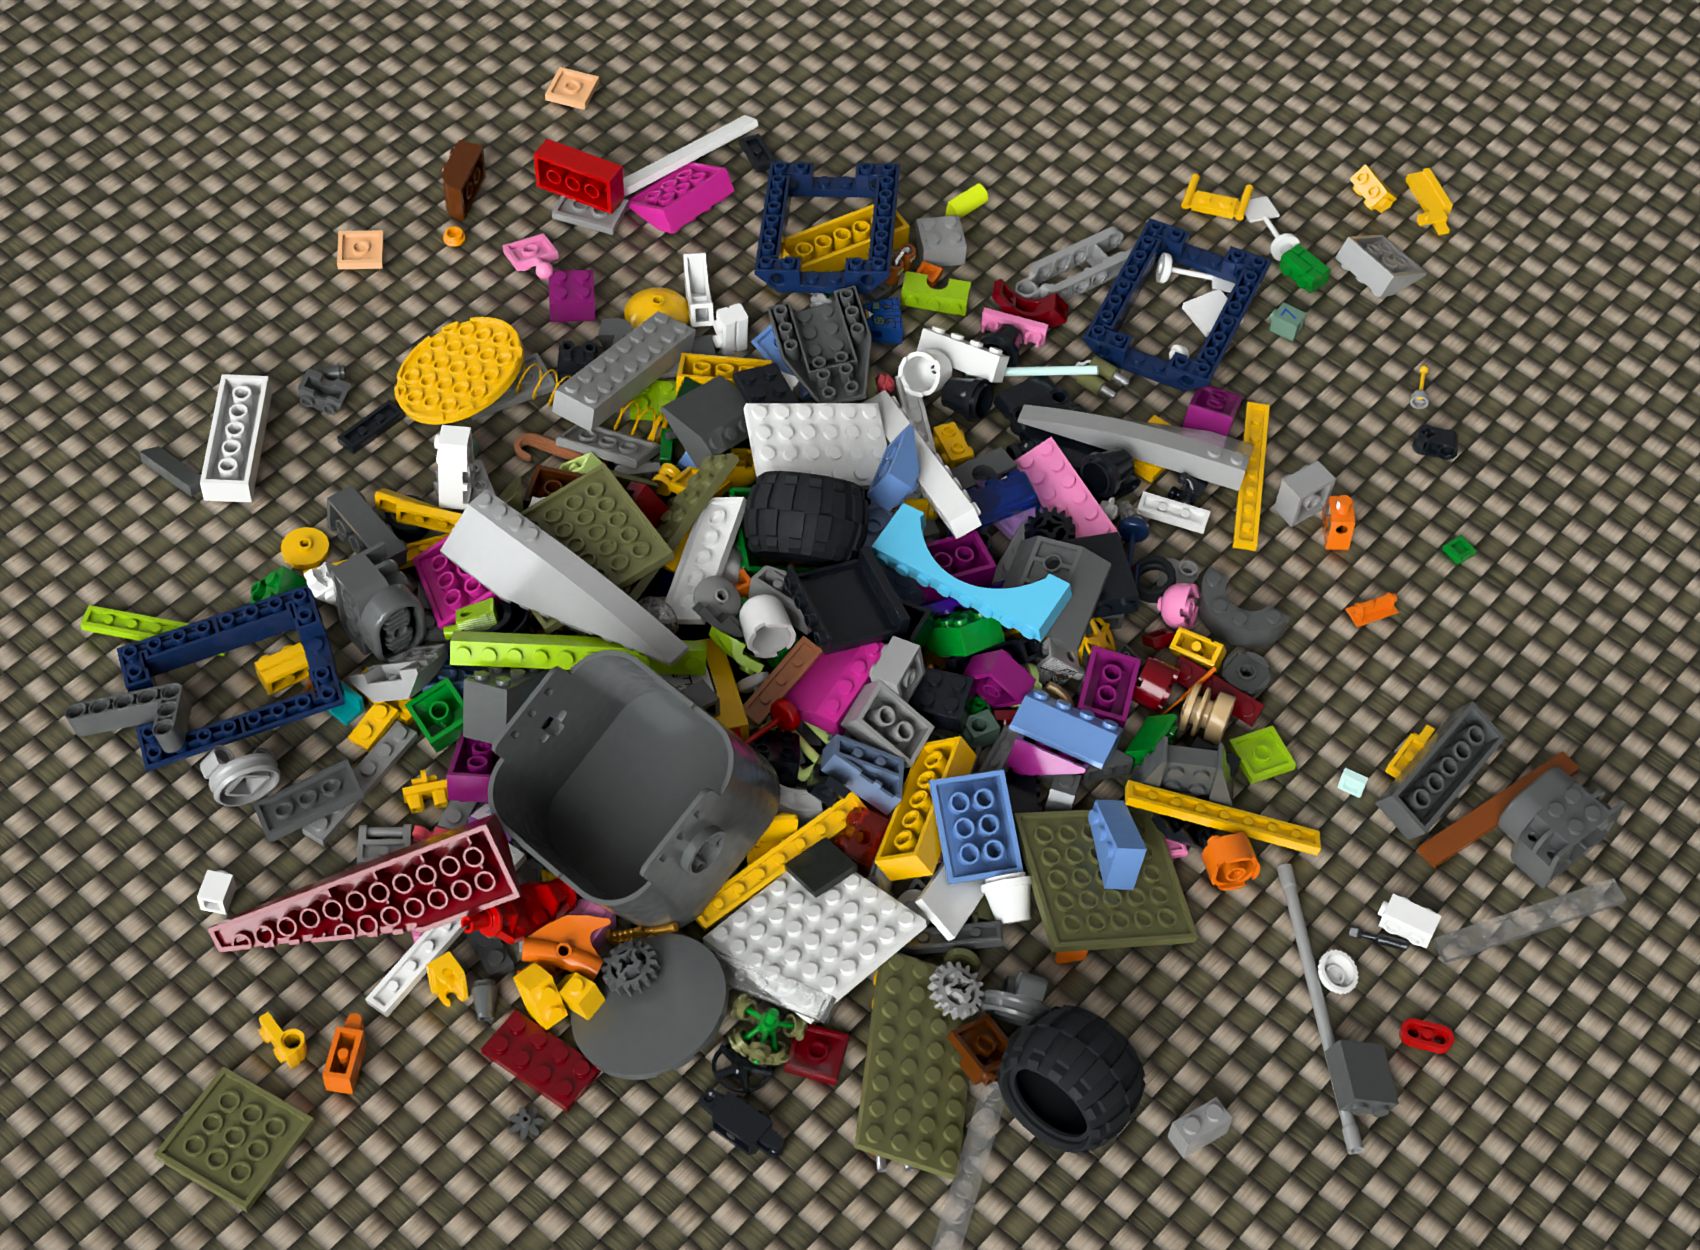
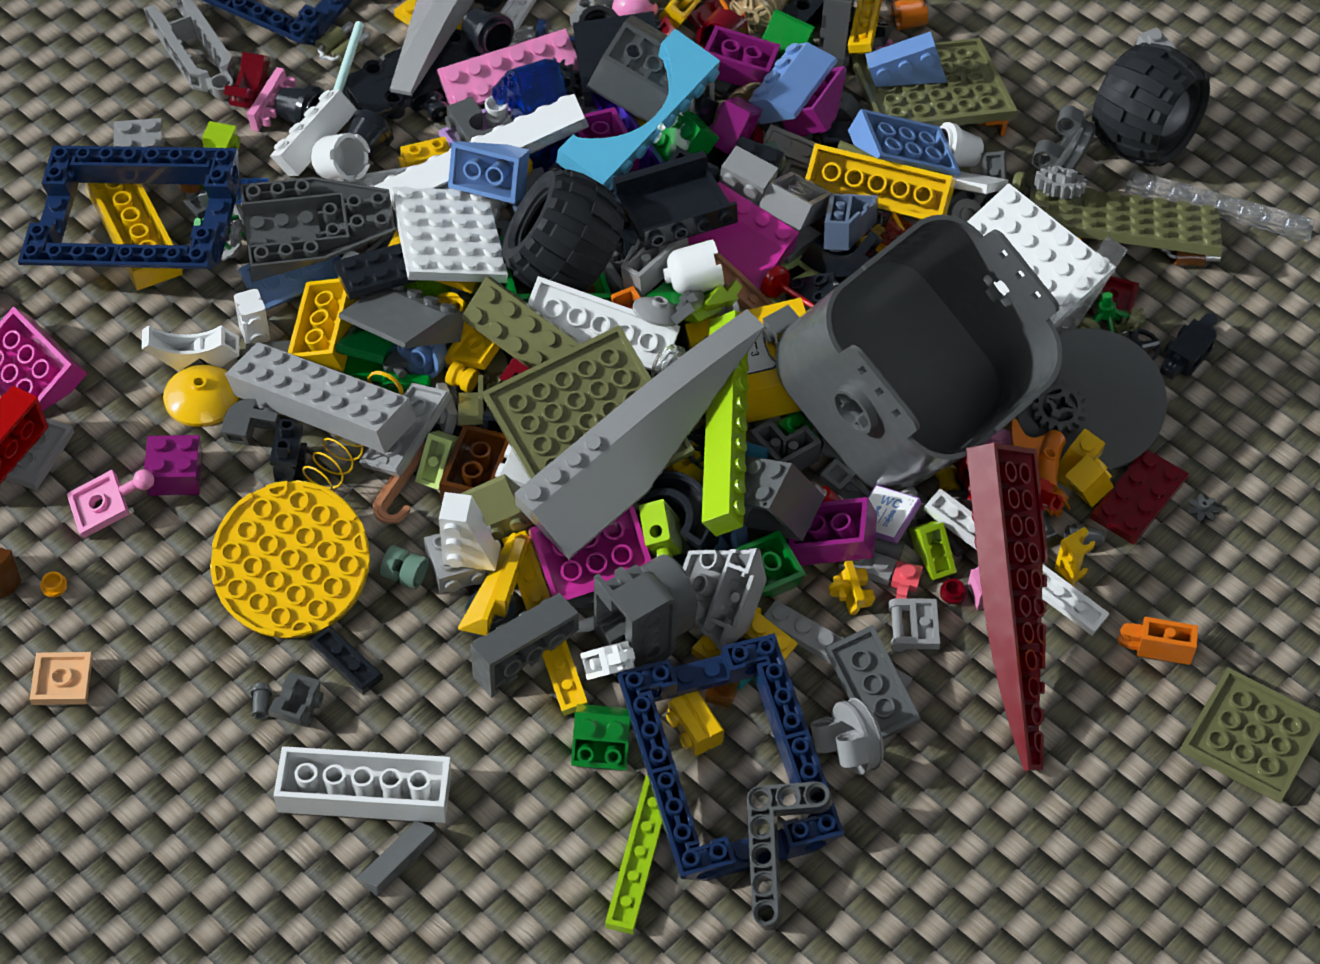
camera: 85 degrees left, 0 degrees up
(216, 891) = (980, 766): white brick -> none
(282, 1040) = (1147, 699): yellow plate -> none
(306, 557) = (524, 727): yellow plate -> none
(967, 201) = (83, 124): neon yellow brick -> none
(981, 1047) = (1110, 174): reddish brown plate -> none

